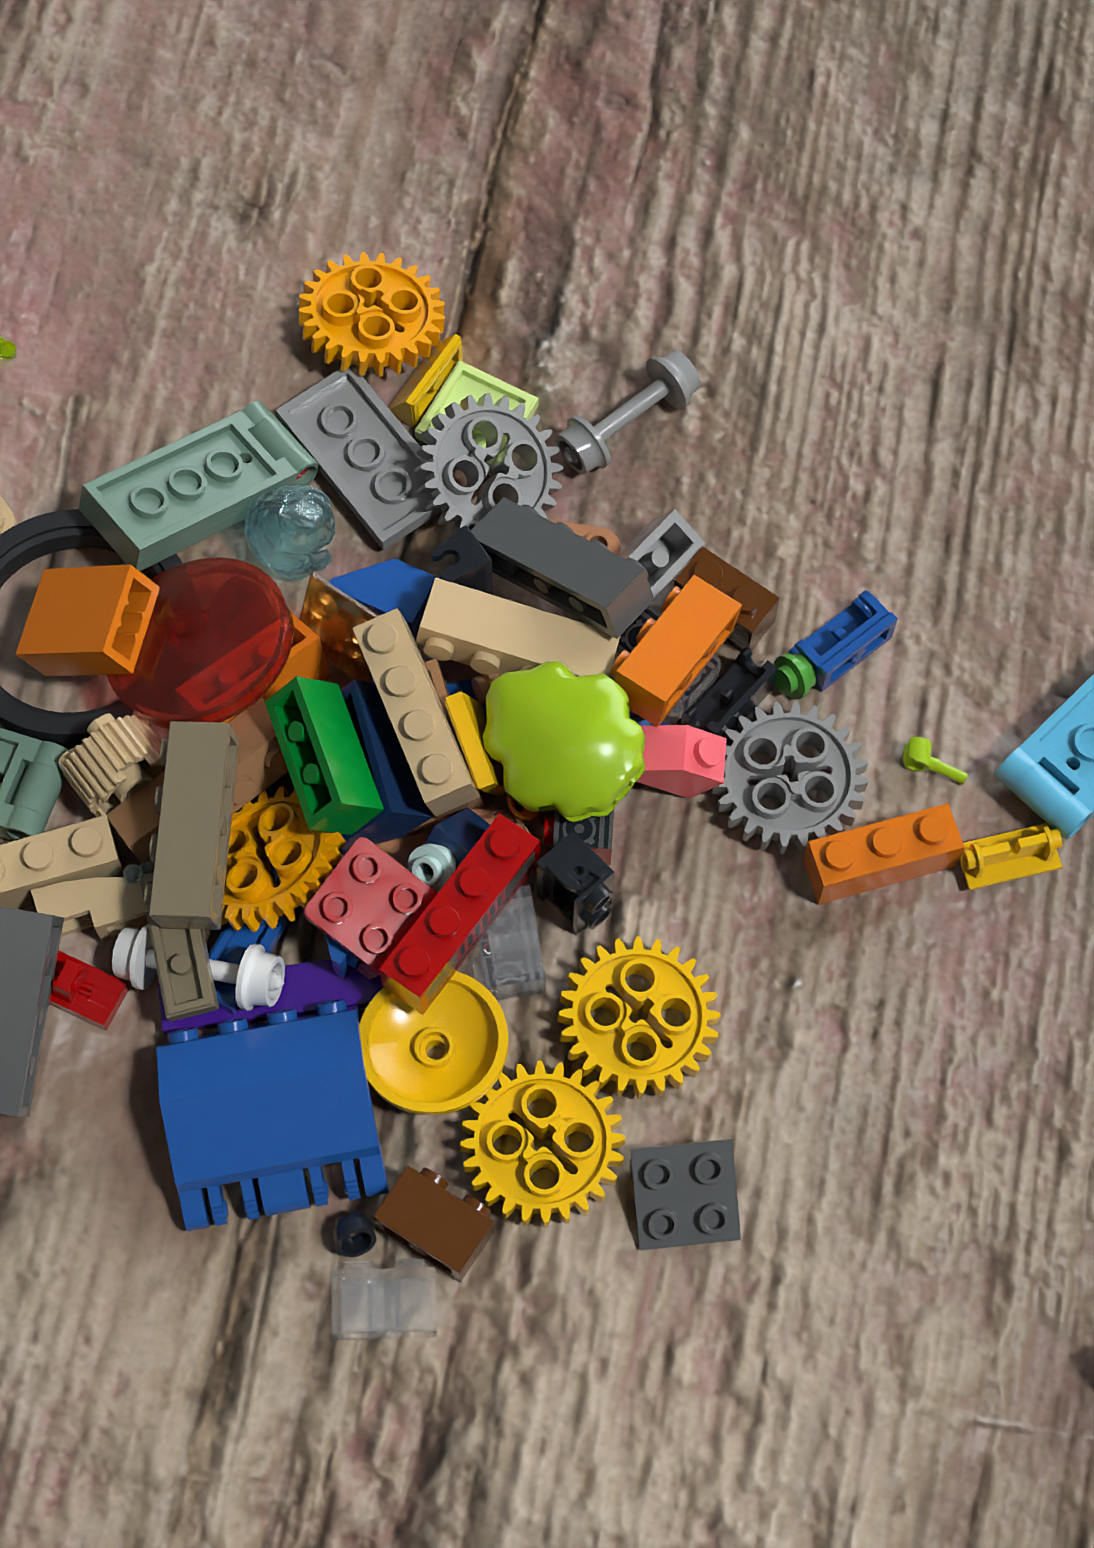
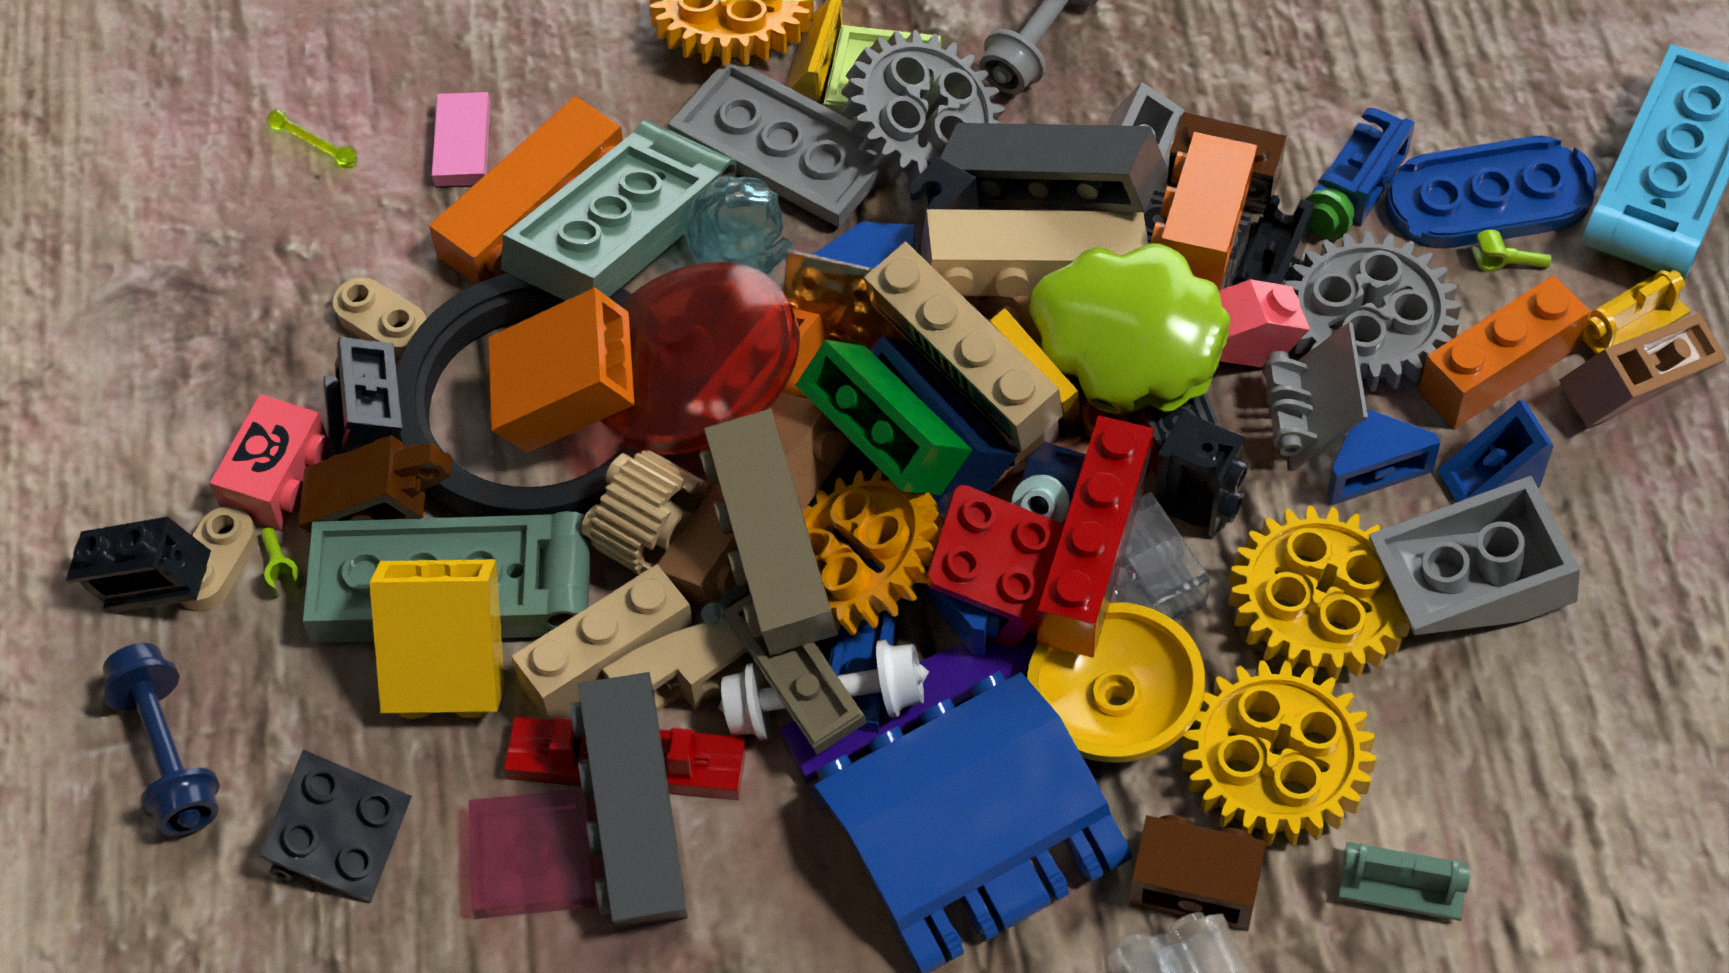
camera: 15 degrees left, 10 degrees down
(105, 365) = (461, 138): none -> bright pink tile
(135, 429) = (473, 227): none -> orange brick
(356, 1245) = (1124, 910): black hinge -> none
(598, 1286) = (1404, 881): none -> sand green hinge
(685, 1194) = (1454, 753): dark grey hinge -> none
(701, 843) = (1315, 397): none -> light grey hinge
(736, 910) = (1380, 455): none -> blue slope
(770, 1038) = (1479, 561): none -> light grey slope
(832, 952) = (1499, 455): none -> blue slope
(944, 698) = (1499, 186): none -> blue tile
(995, 909) = (1641, 369): none -> medium nougat slope

